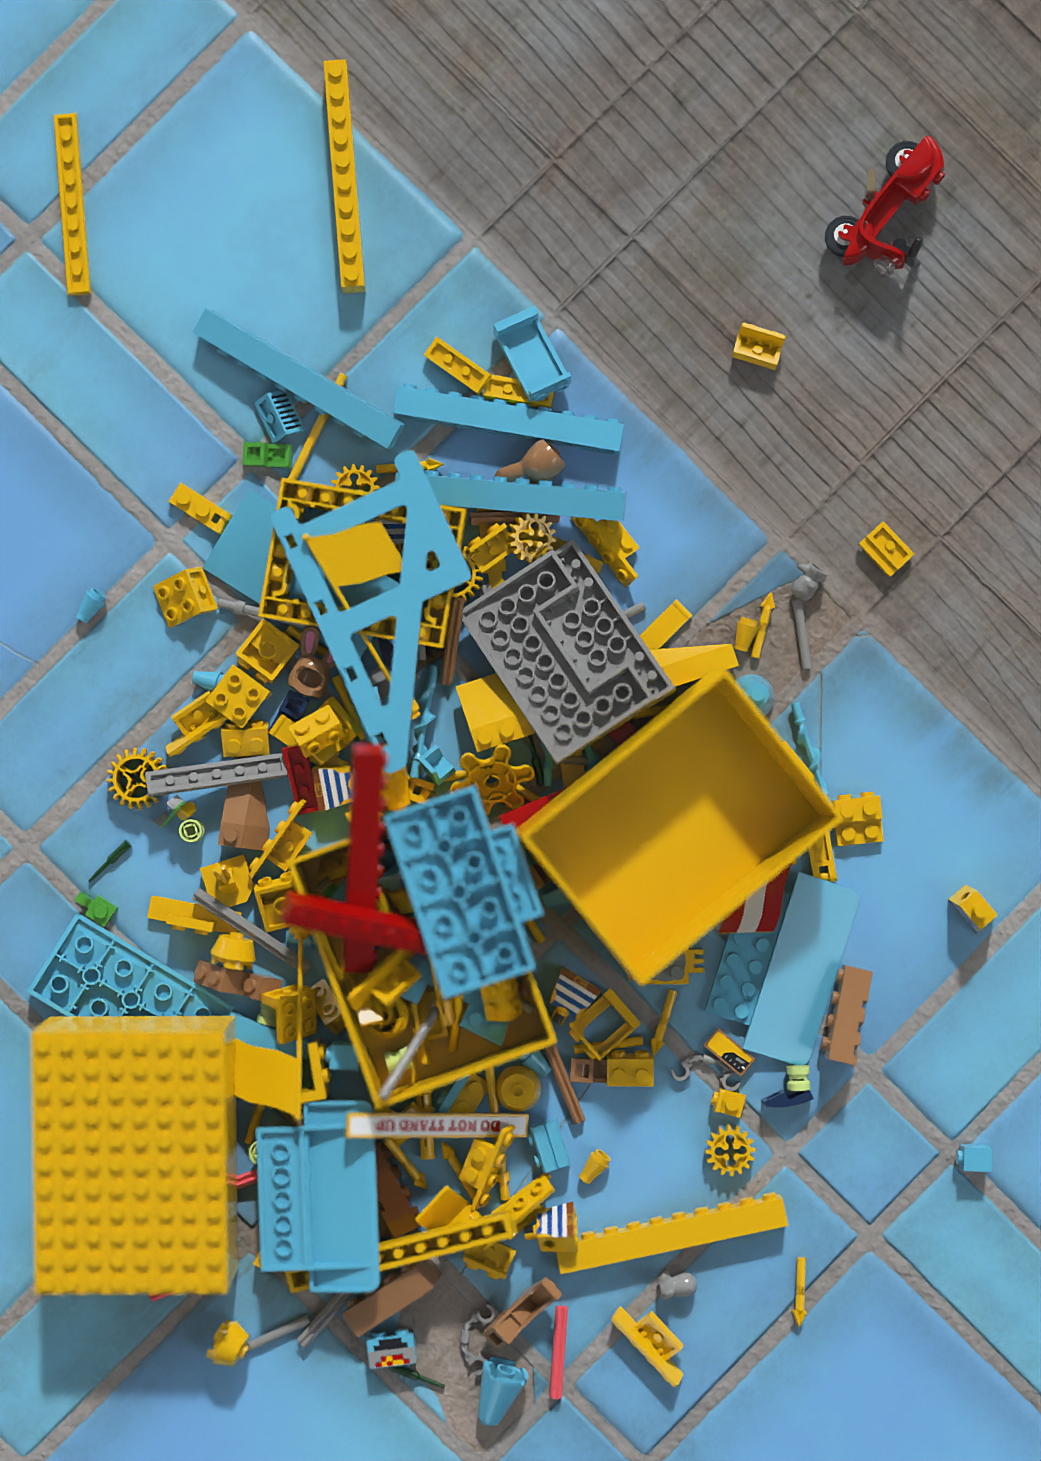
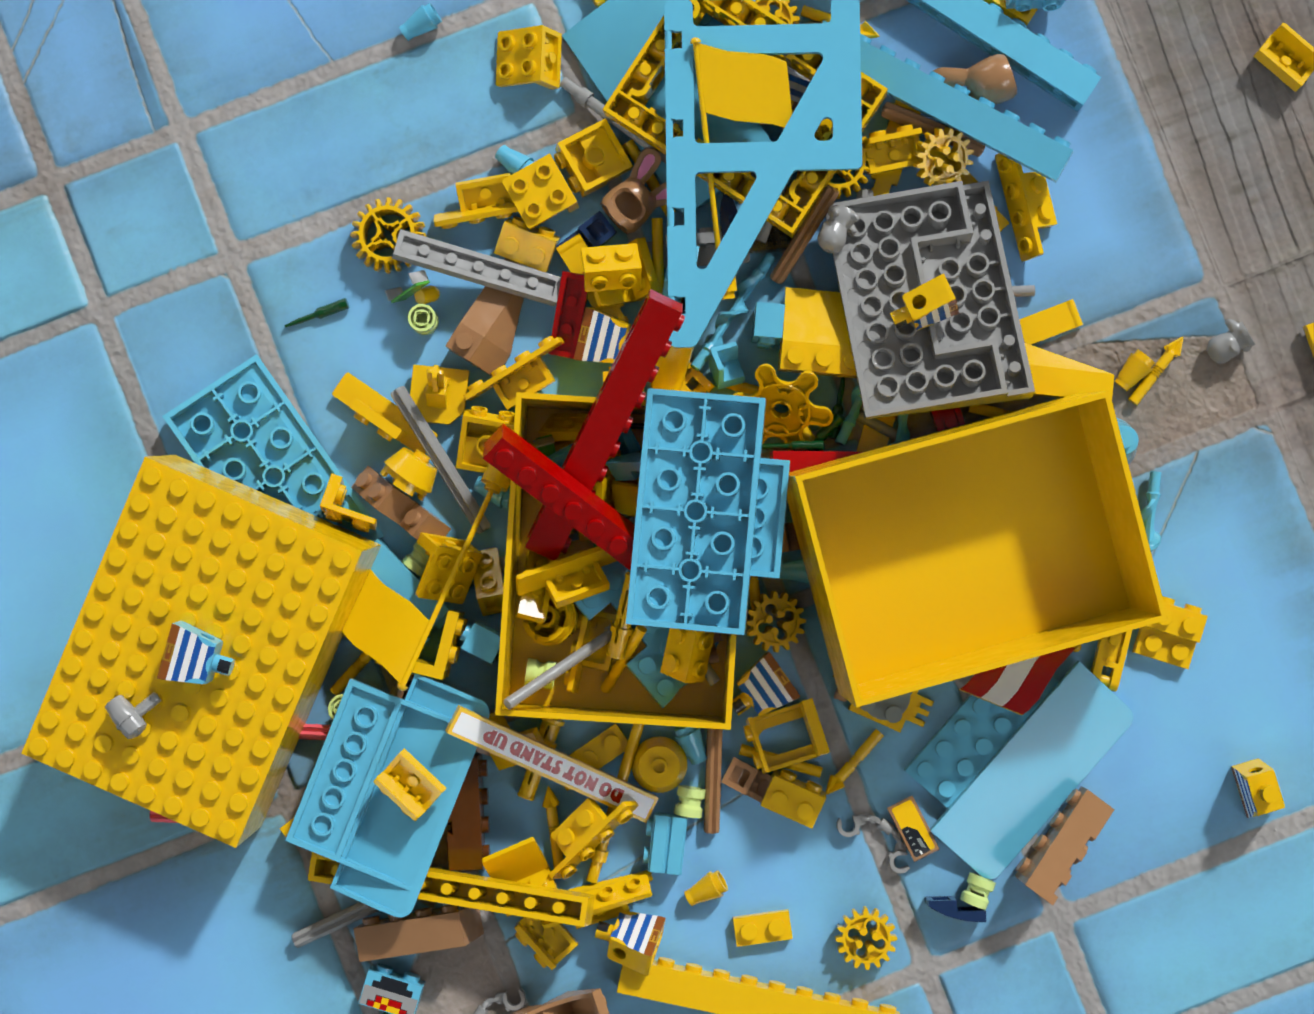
camera: 30 degrees right, 0 degrees up
(99, 909) = (282, 361): bright green plate -> none
(105, 1232) = (129, 718): none -> light grey piece
(133, 1165) = (193, 656): none -> torso
(184, 994) = (335, 494): none -> yellow bracket
(229, 1344) = (214, 906): yellow cone -> none
(278, 1333) = (272, 918): light grey bar -> none
(336, 1188) = (409, 785): none -> yellow bracket
(418, 1178) = (504, 815): yellow piece -> none
(447, 1099) = (575, 742): medium azure plate -> none
(454, 721) = (768, 324): none -> medium azure brick
(472, 631) = (834, 231): none -> light grey animal
(532, 785) = (826, 431): none -> dark green piece
(532, 796) = (798, 446): none -> dark green piece
(553, 1106) = (690, 801): none -> yellowish green wheel
(557, 929) = (769, 636): none -> yellow gear
(571, 652) = (934, 297): none -> yellow torso
(649, 1177) = (762, 927): none -> yellow plate
(728, 1102) = (886, 883): yellow bracket -> none
(802, 634) = (1196, 399): light grey bar -> none

